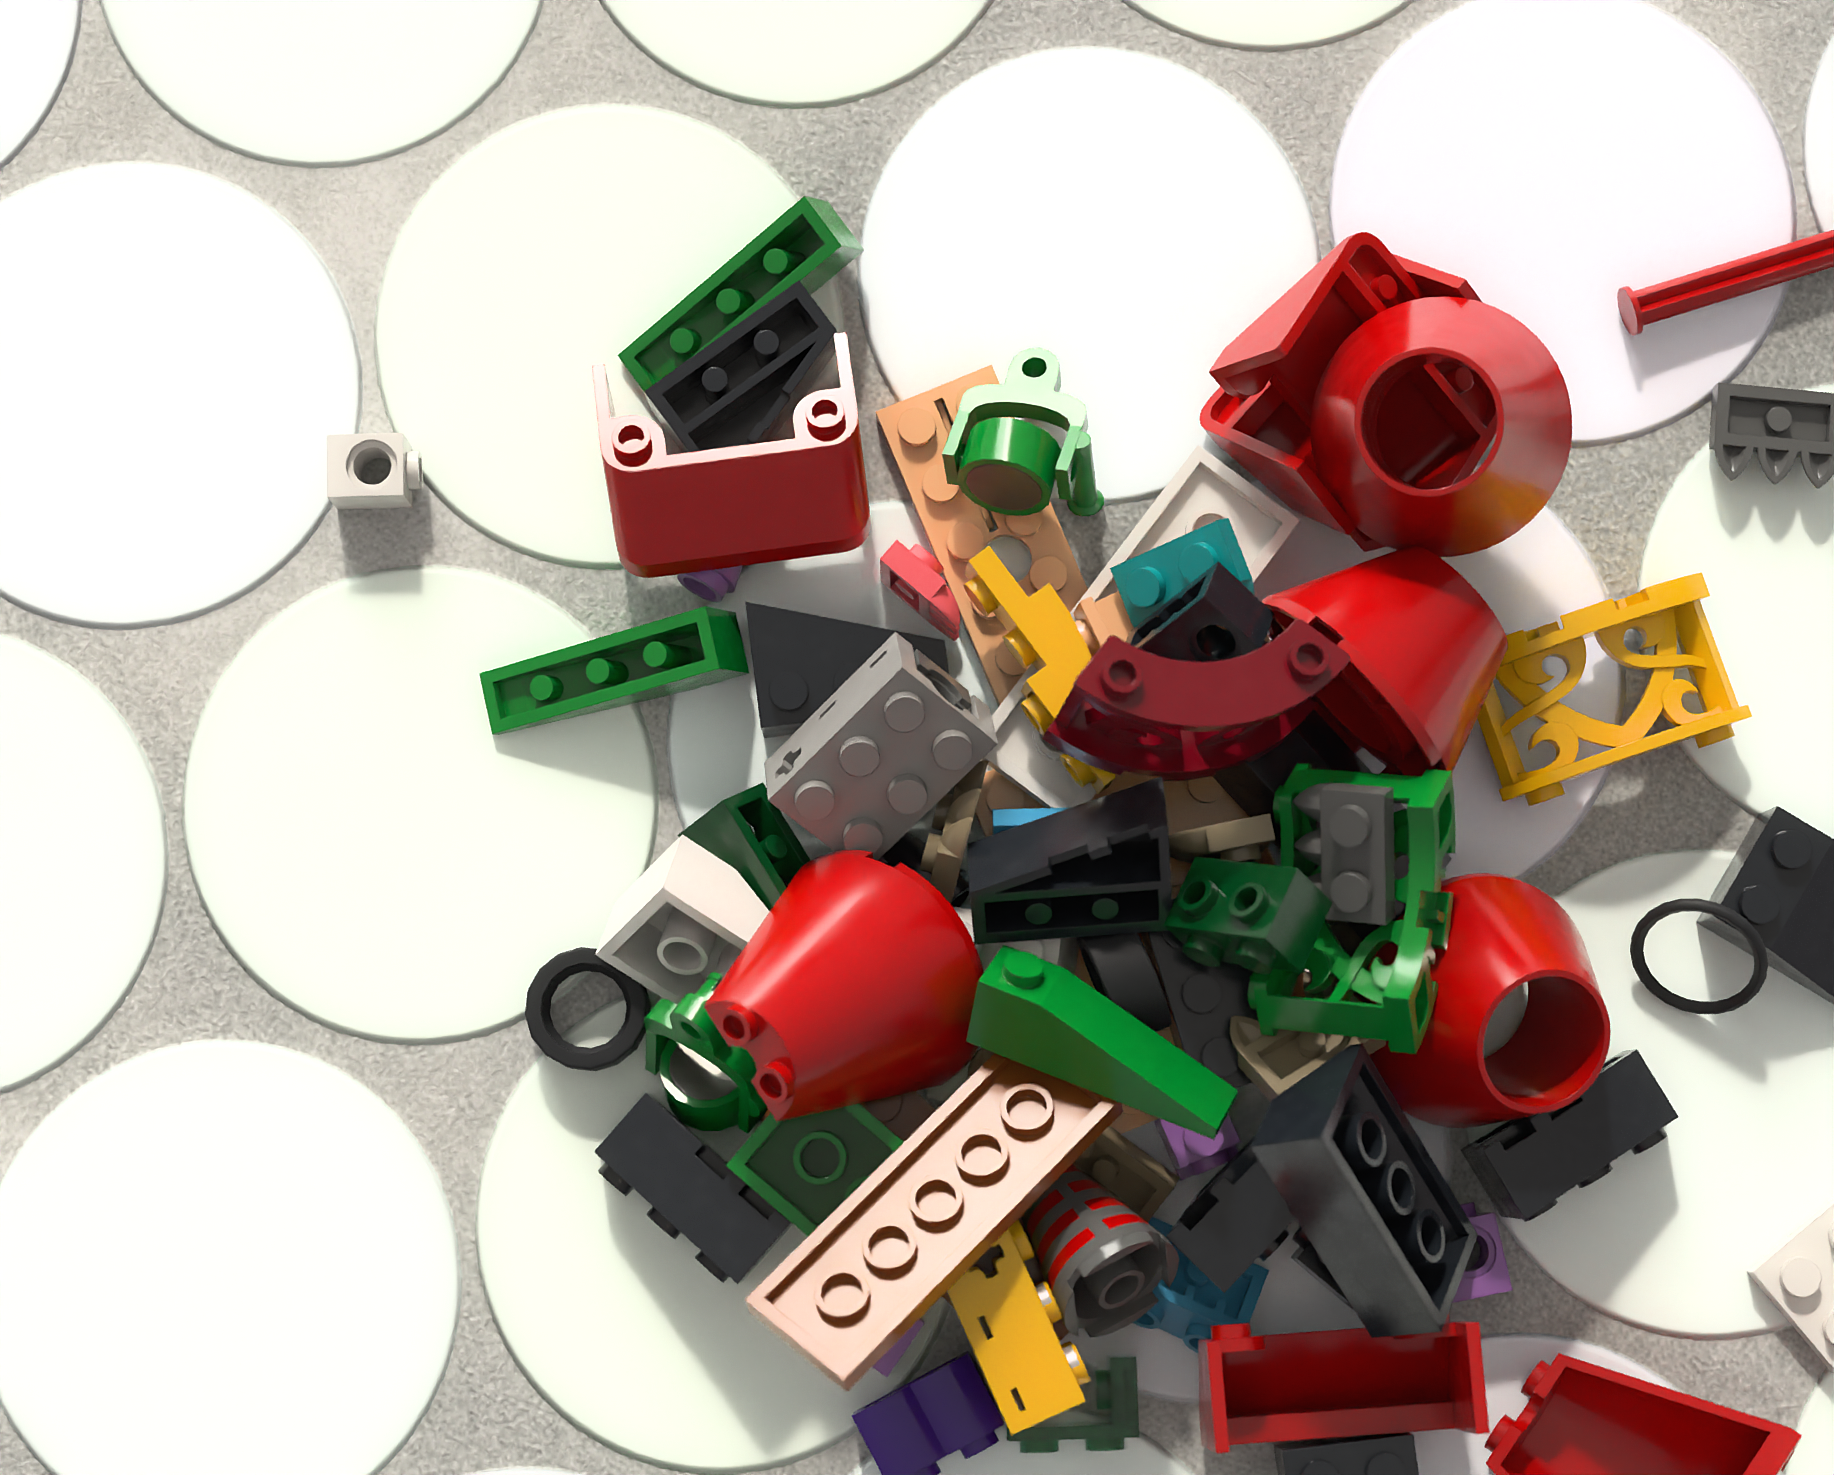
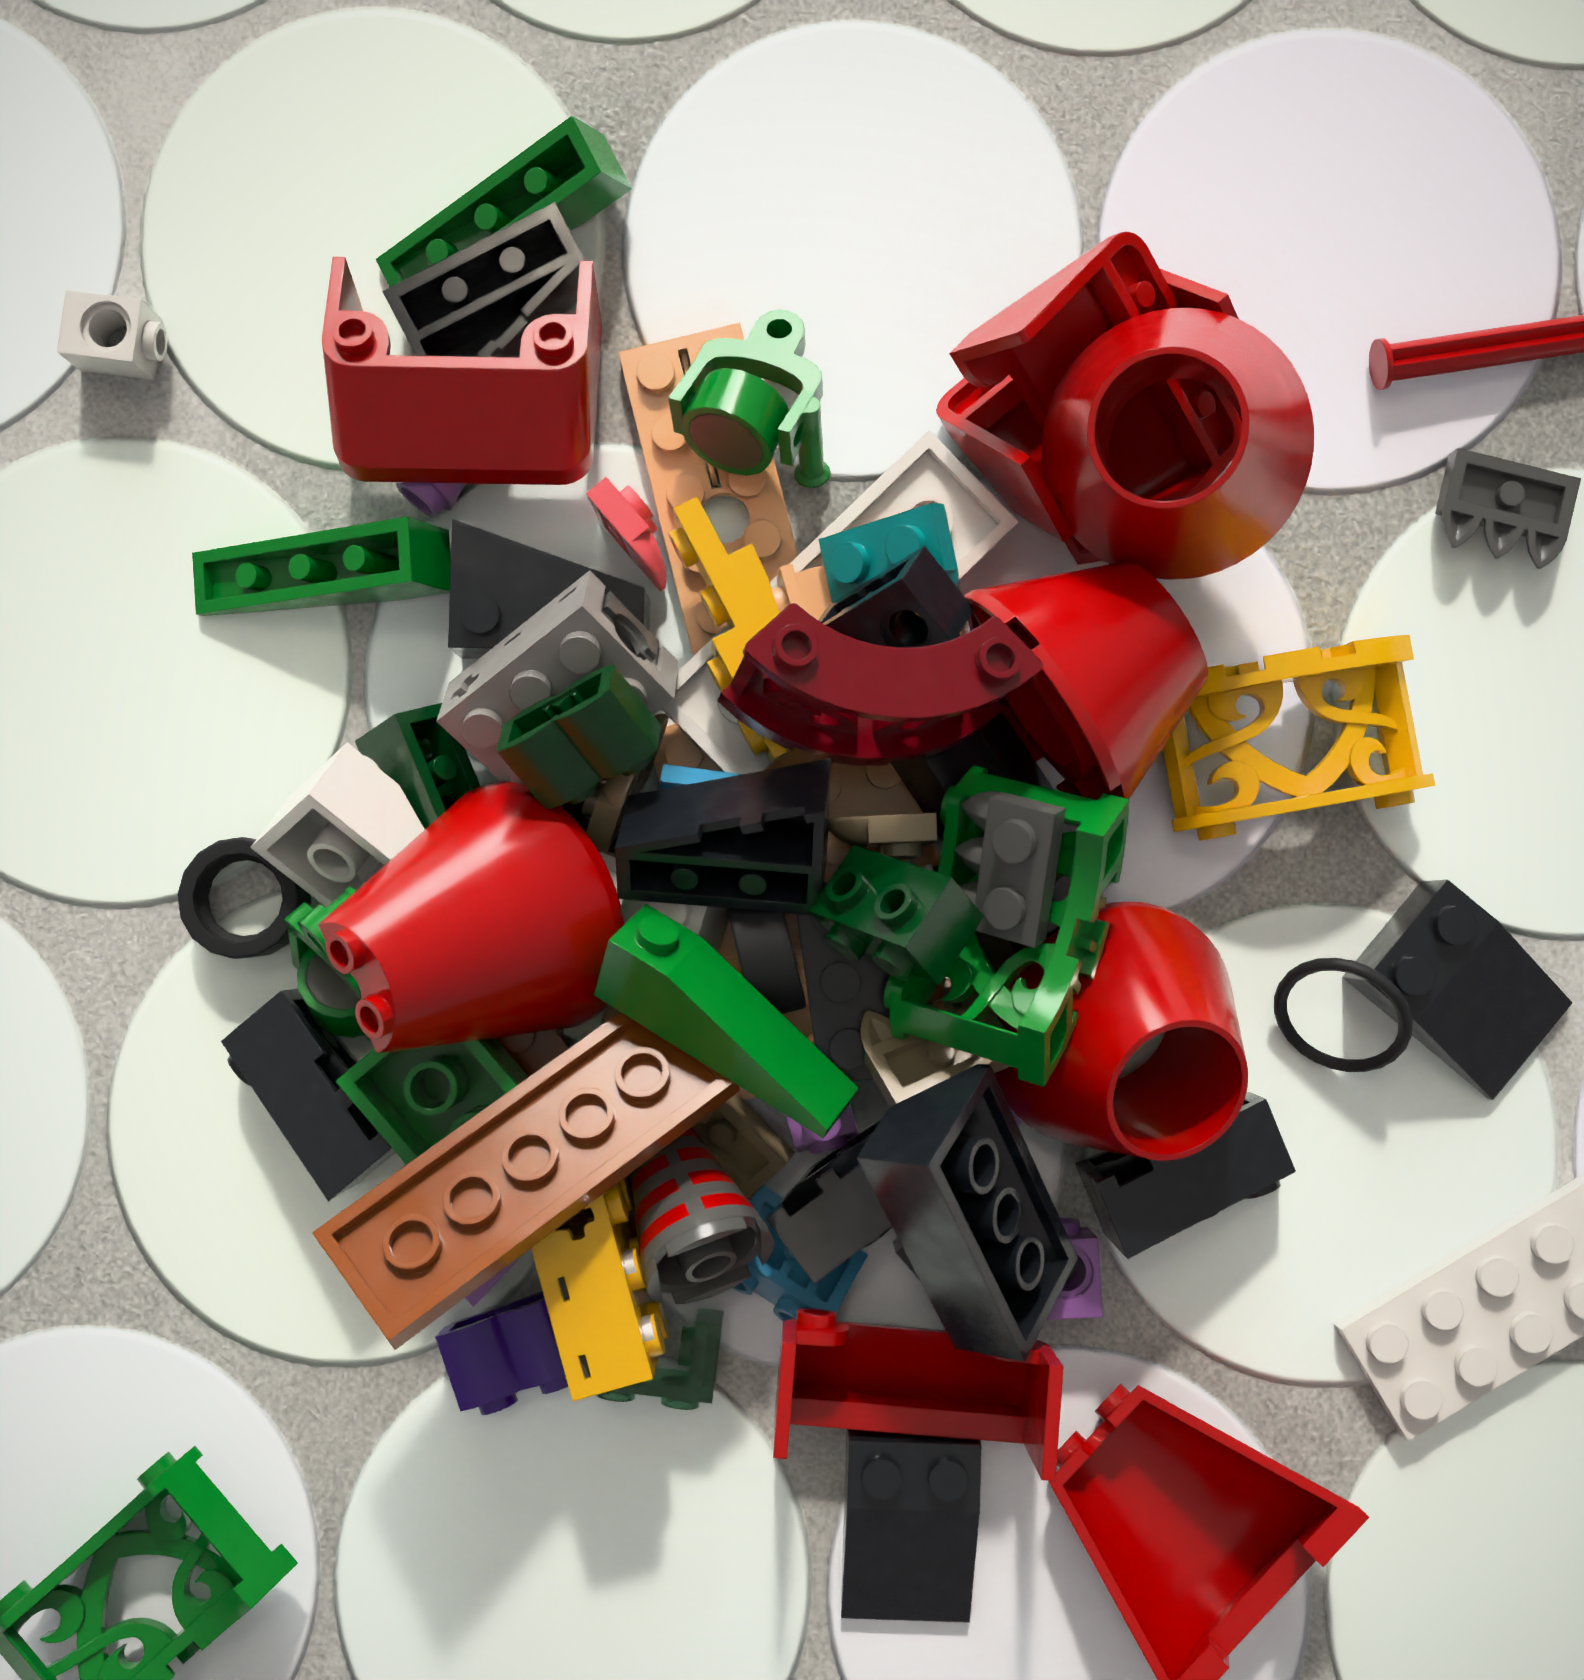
camera: 10 degrees right, 5 degrees up
(915, 794) = (580, 738): none -> dark green brick

